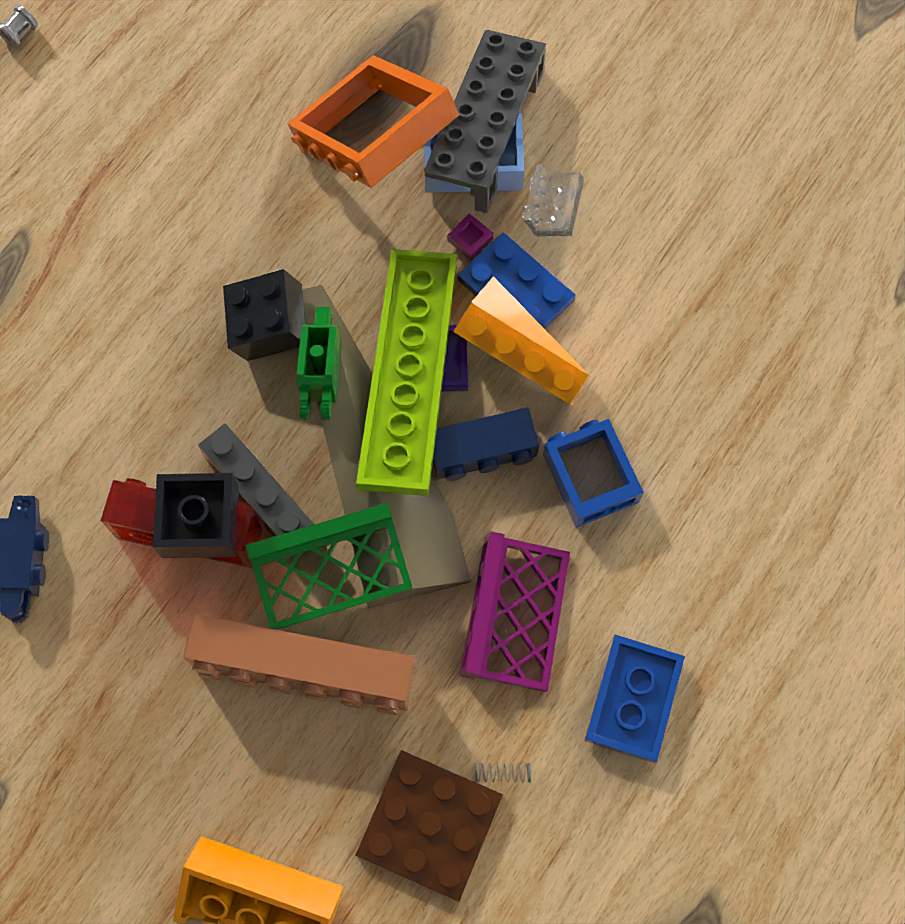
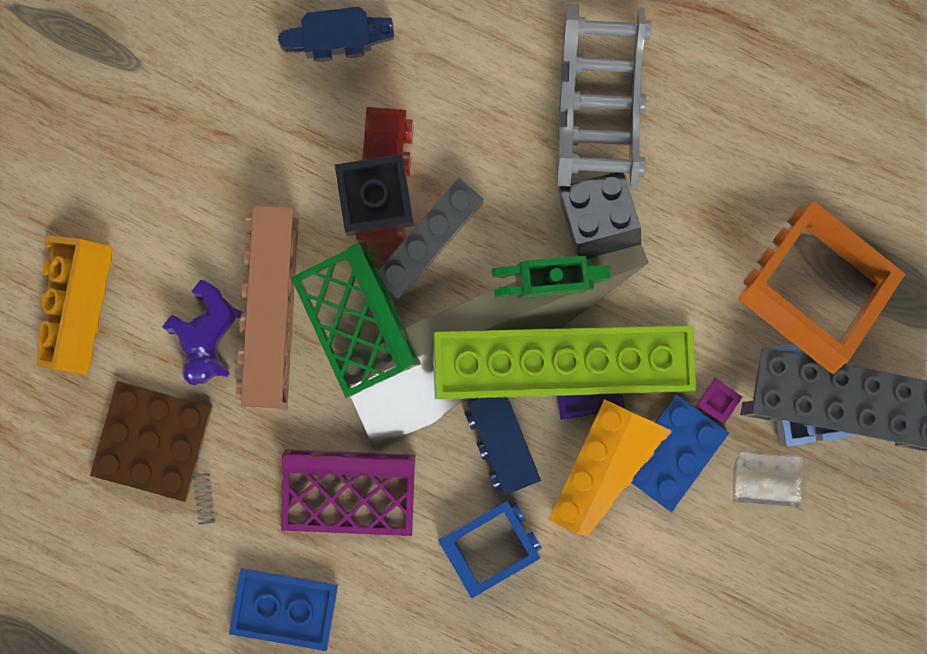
camera: 85 degrees right, 15 degrees up
(142, 333) = (572, 100): none -> light grey fence
(320, 748) = (203, 334): none -> dark purple animal

